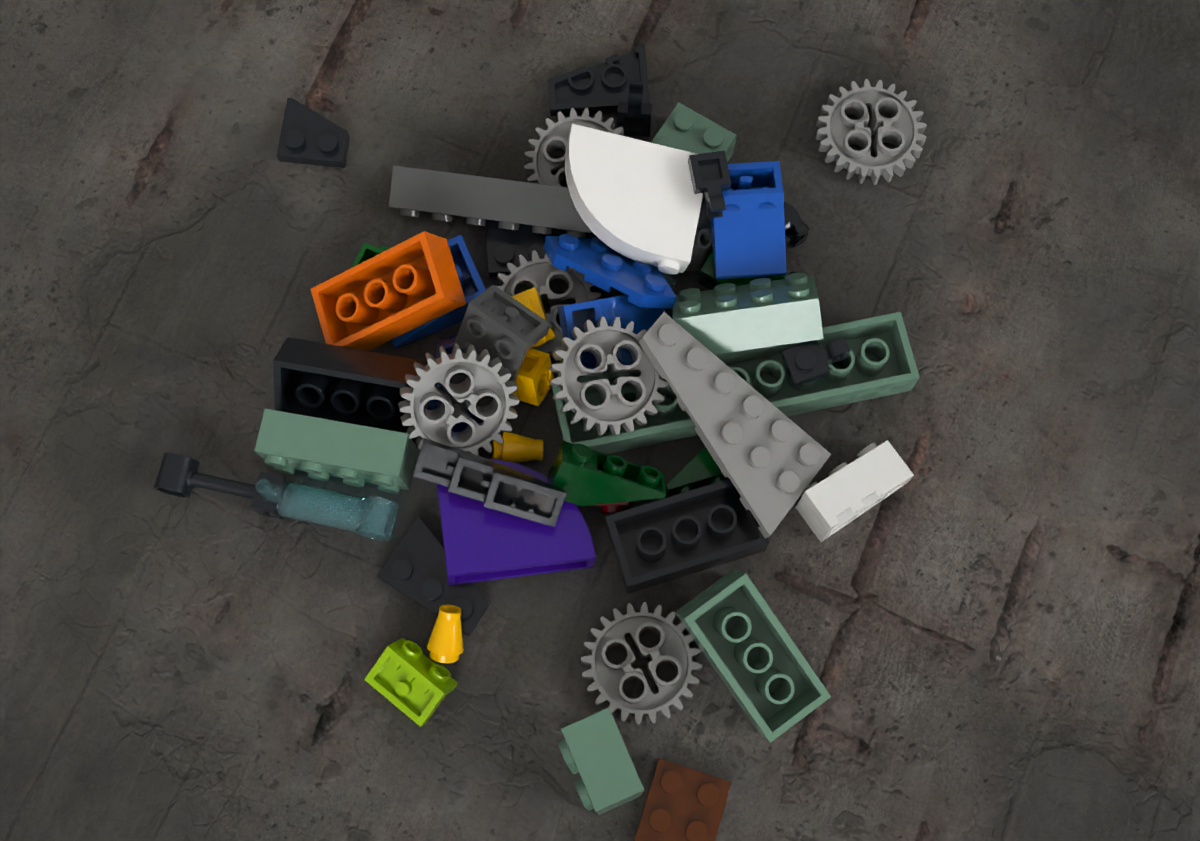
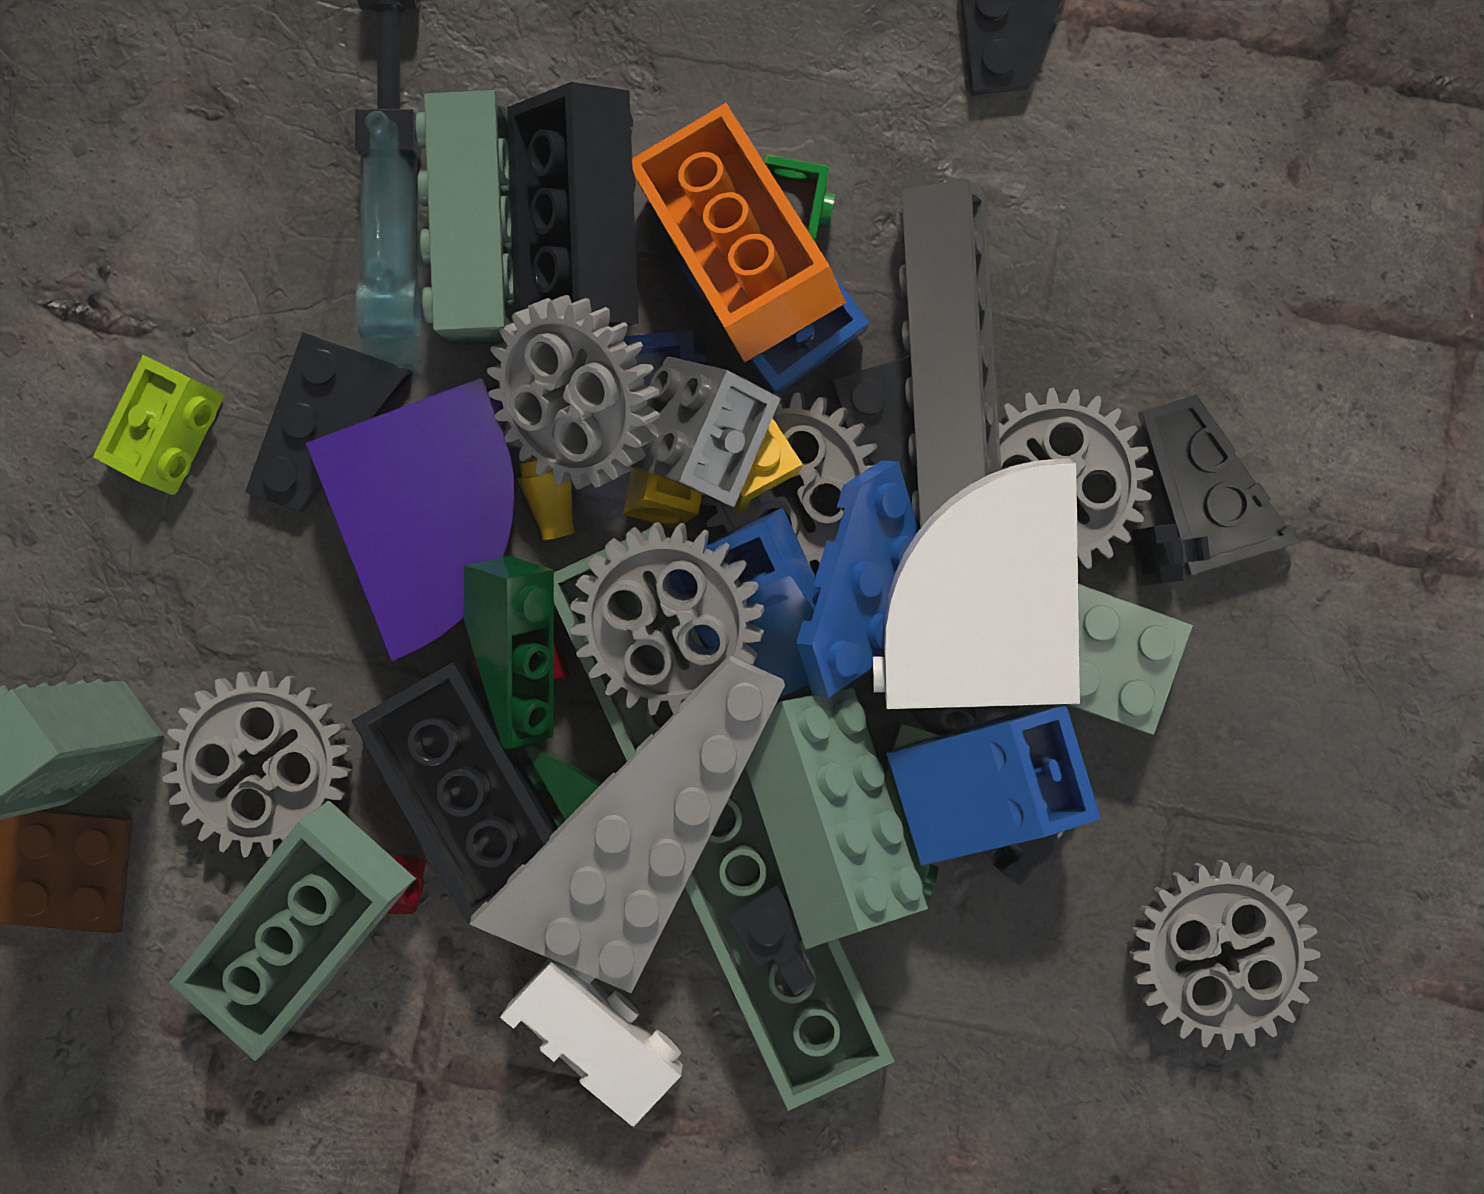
camera: 75 degrees right, 15 degrees up
(446, 637) = (227, 462): yellow cone -> none
(489, 482) = (459, 486): black slope -> none
(710, 176) = (1036, 711): black plate -> none

